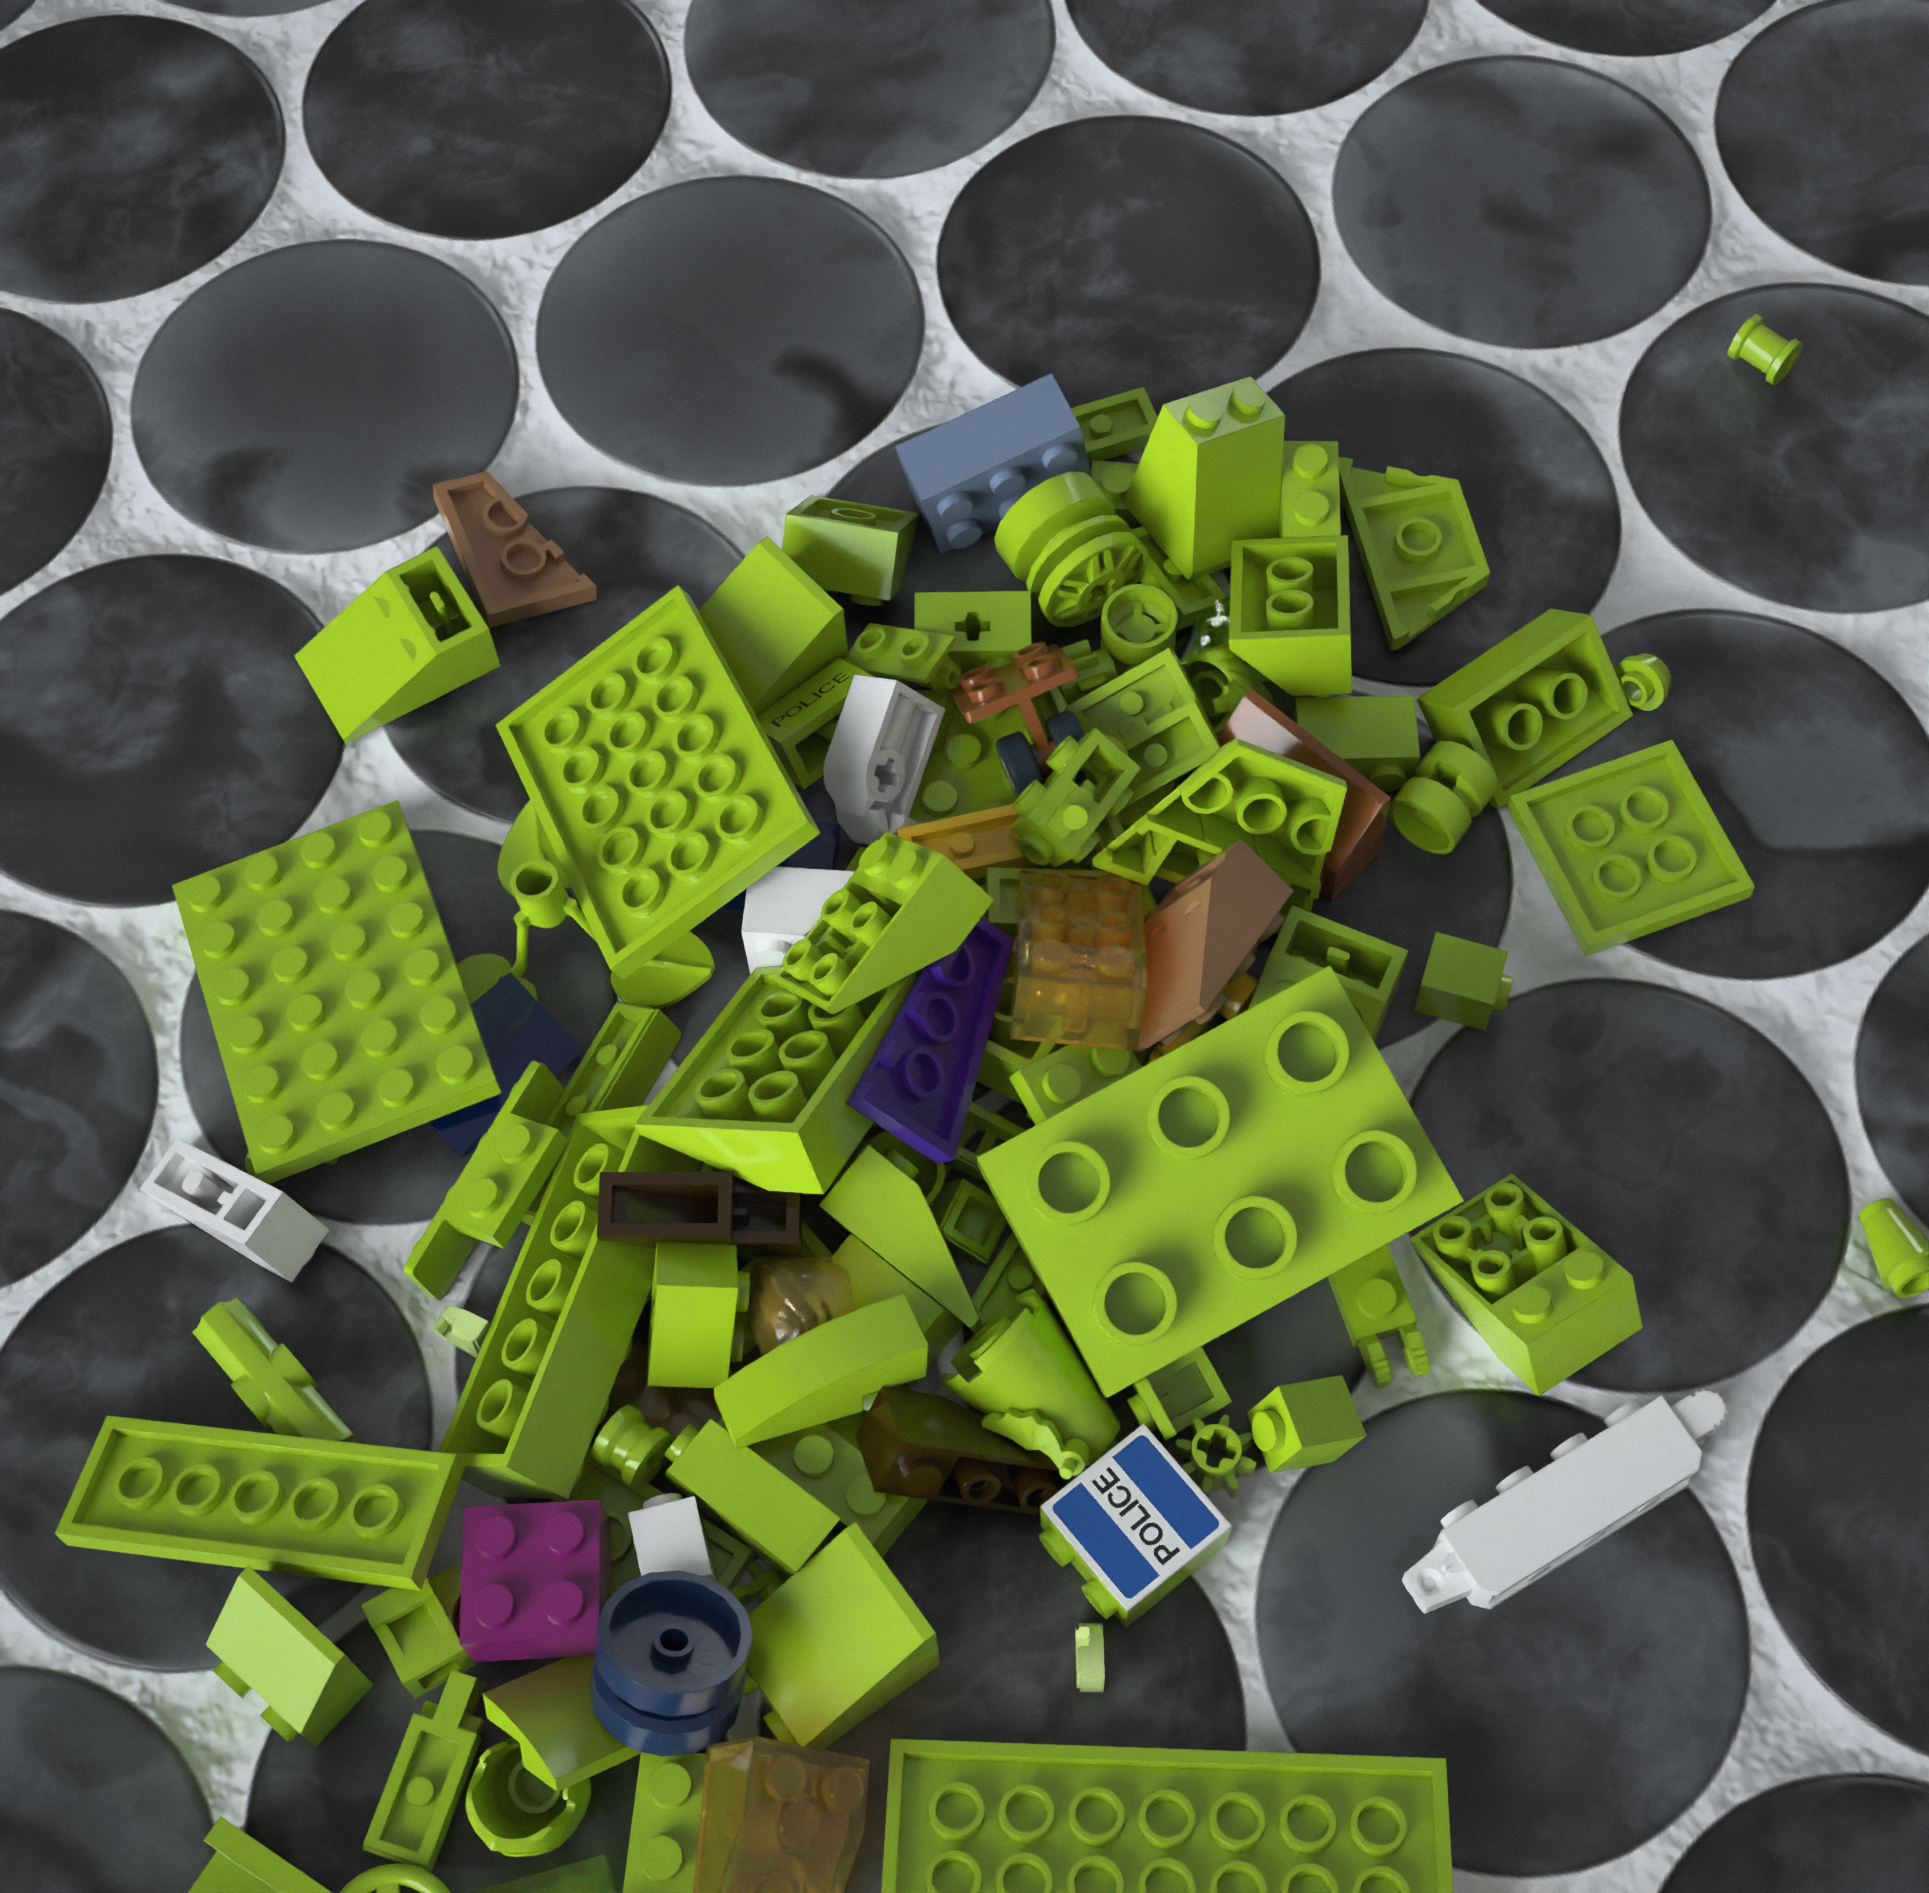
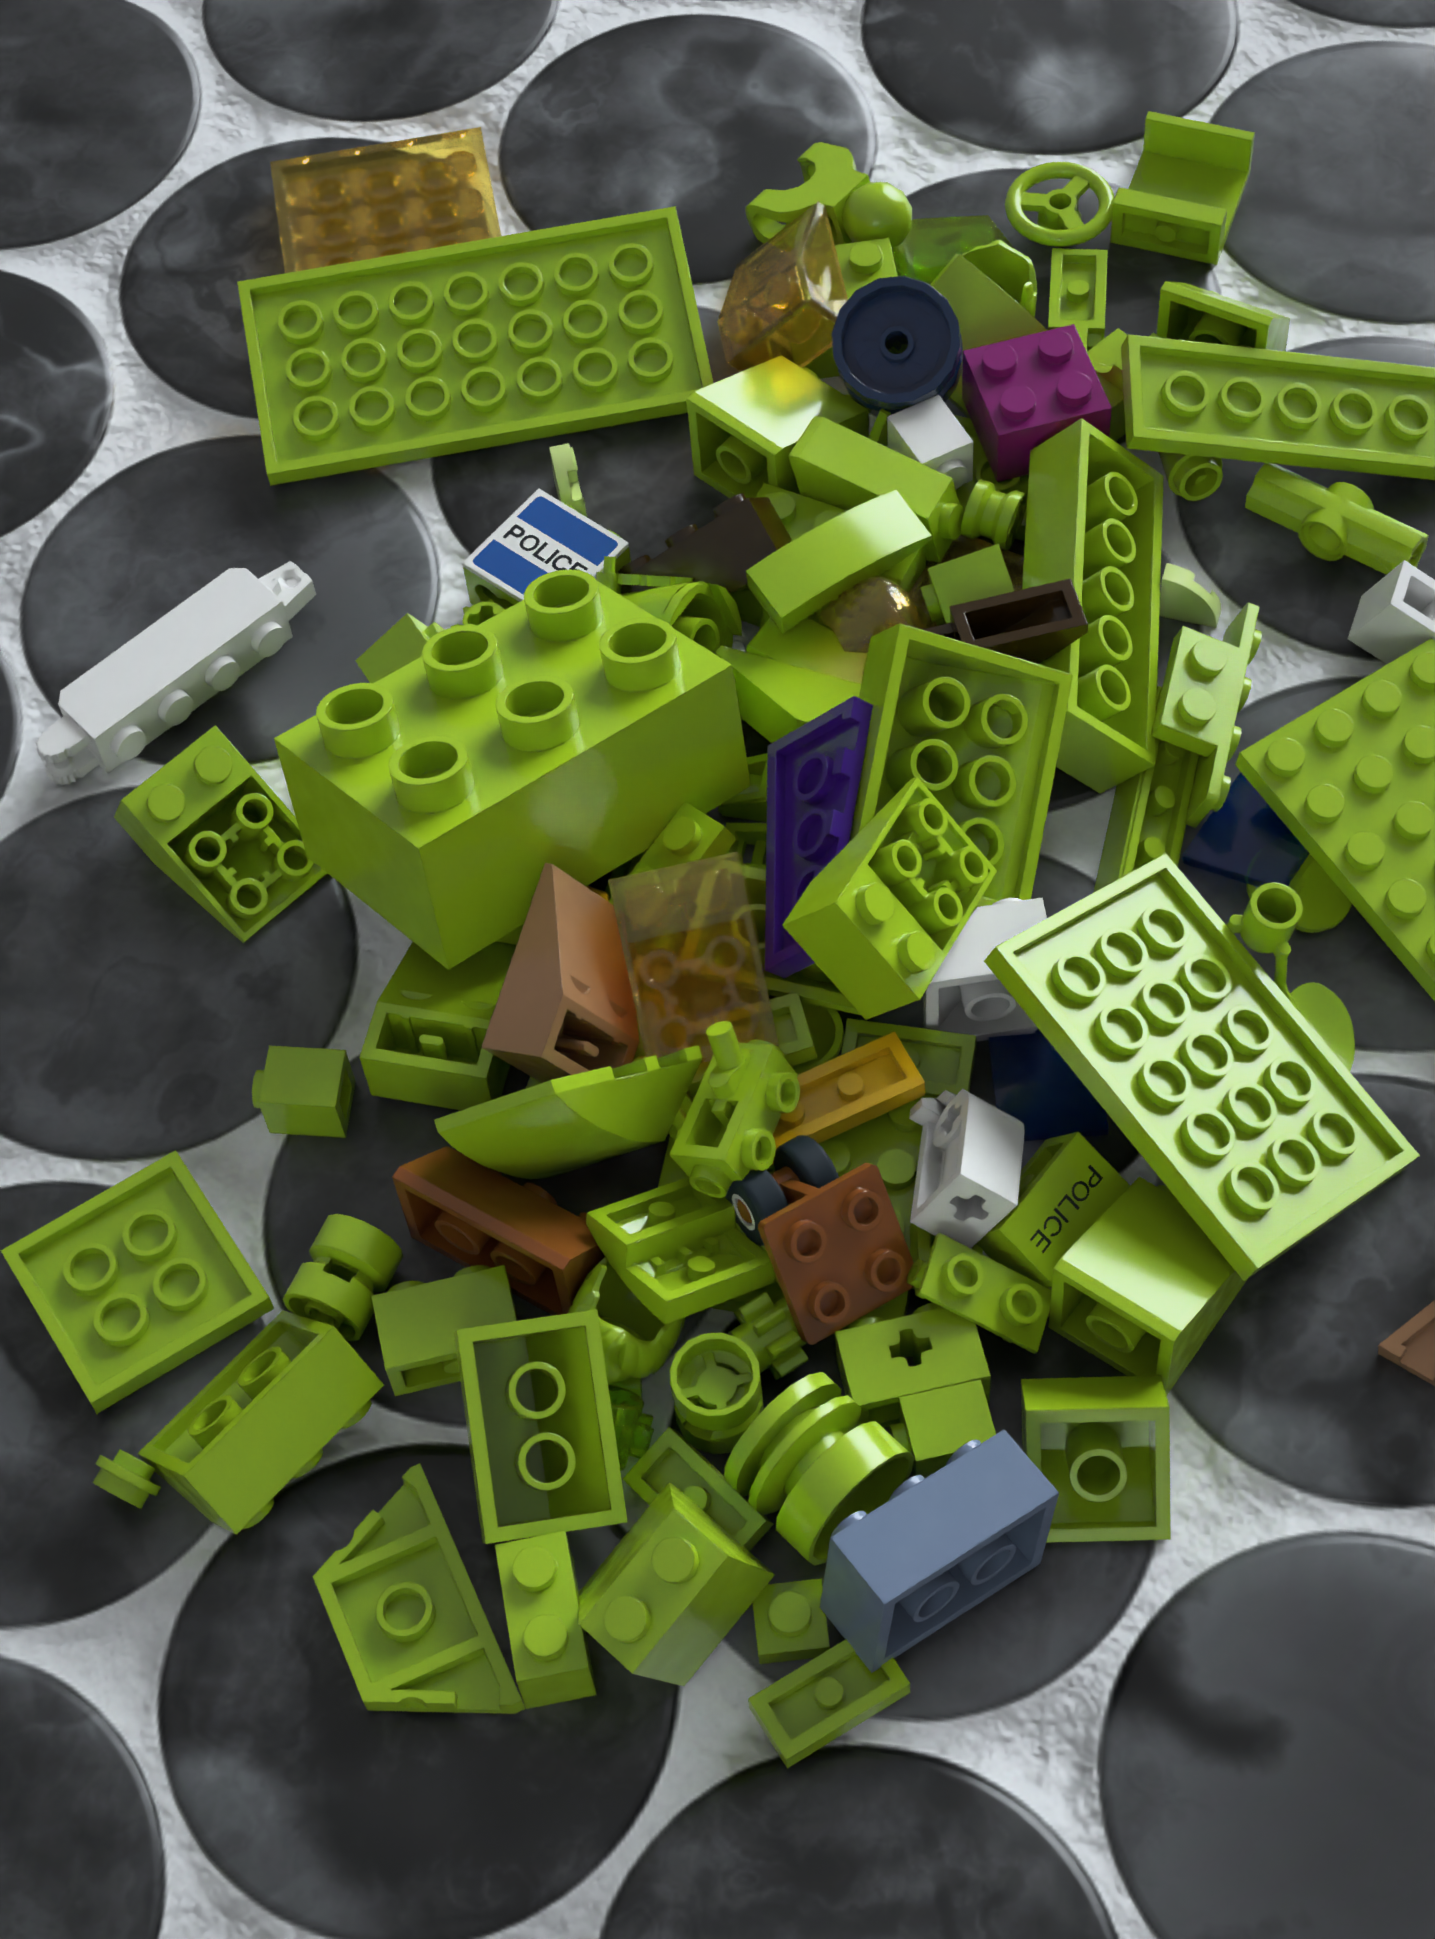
camera: 170 degrees right, 5 degrees down
(961, 568) = (941, 1422): none -> lime brick

